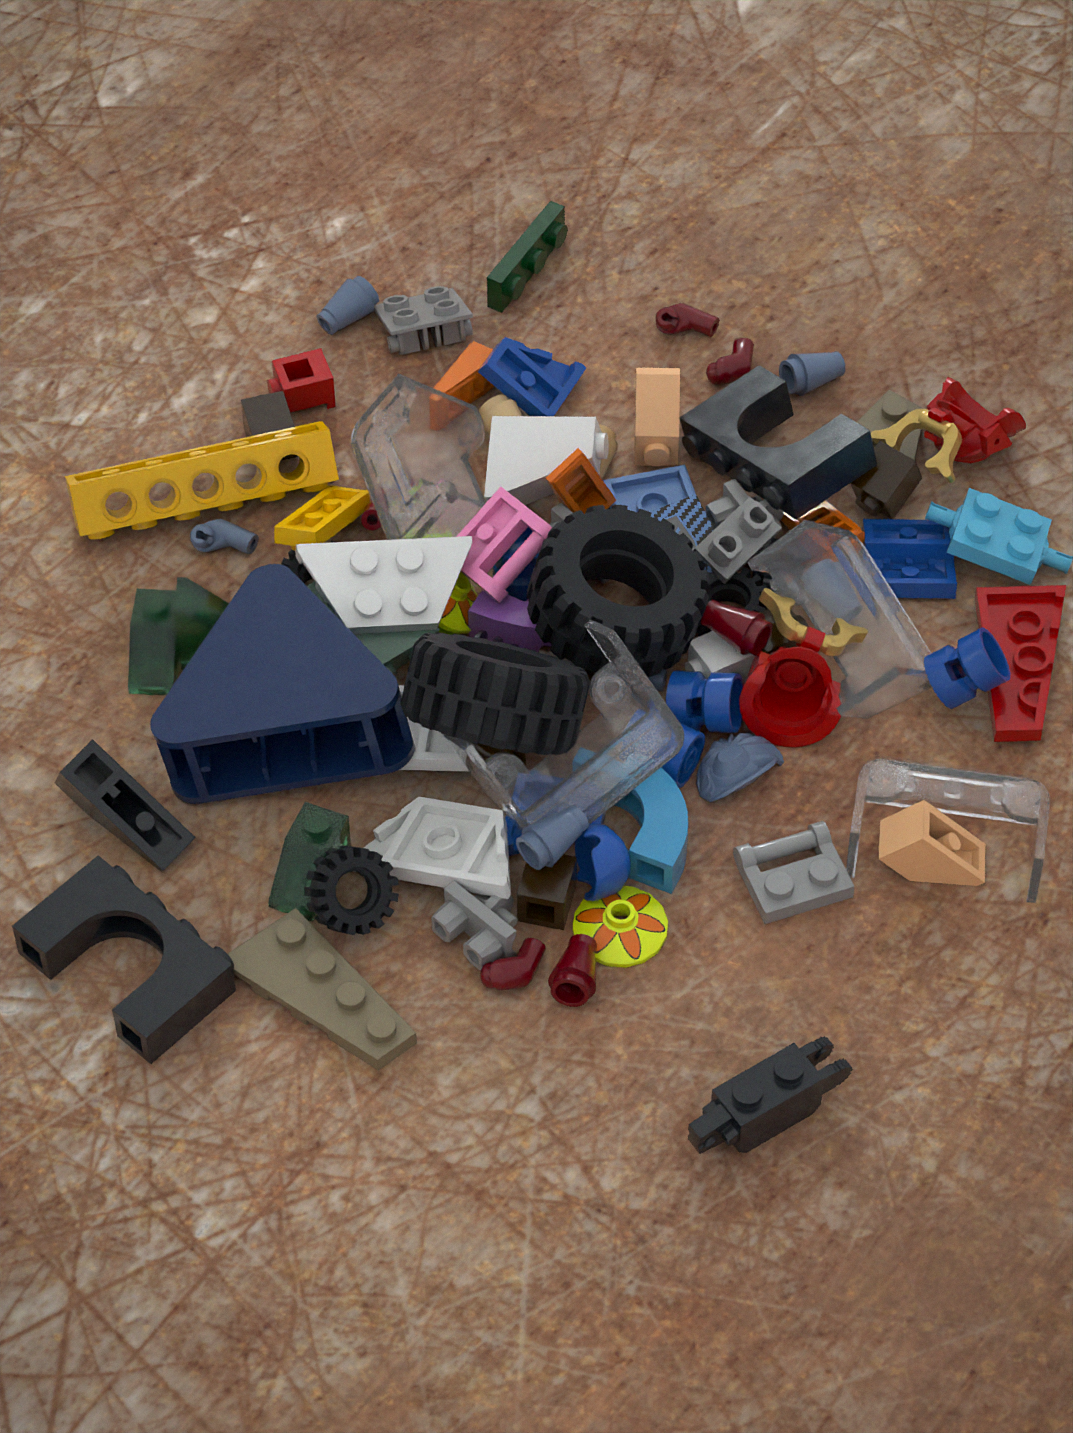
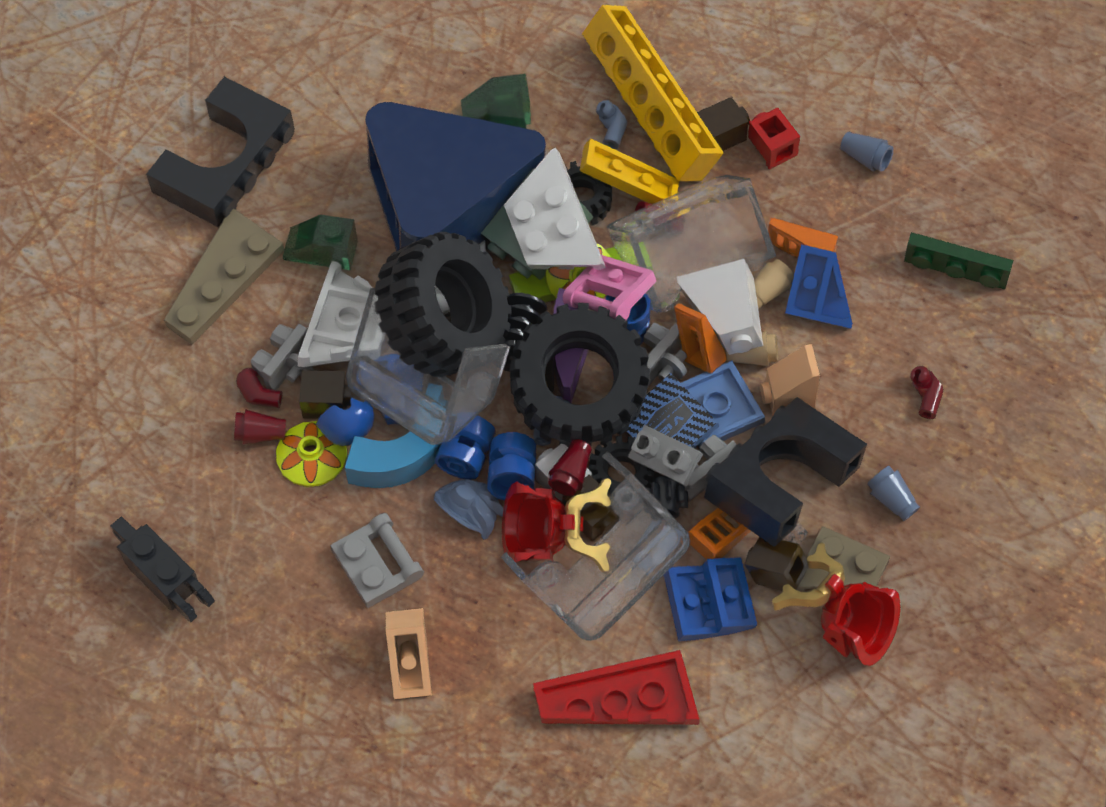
camera: 80 degrees right, 10 degrees up
(123, 806) = (345, 117): black slope -> none
(378, 895) = (274, 270): black tyre -> none
(435, 307) = (871, 204): light grey hinge -> none
(551, 837) = (342, 376): sand blue cone -> none
(733, 366) = (885, 437): dark red arm -> none
(958, 792) = (470, 700): clear windscreen -> none
(971, 666) = (579, 647): blue wheel -> none
(999, 536) = (741, 661): medium azure plate -> none

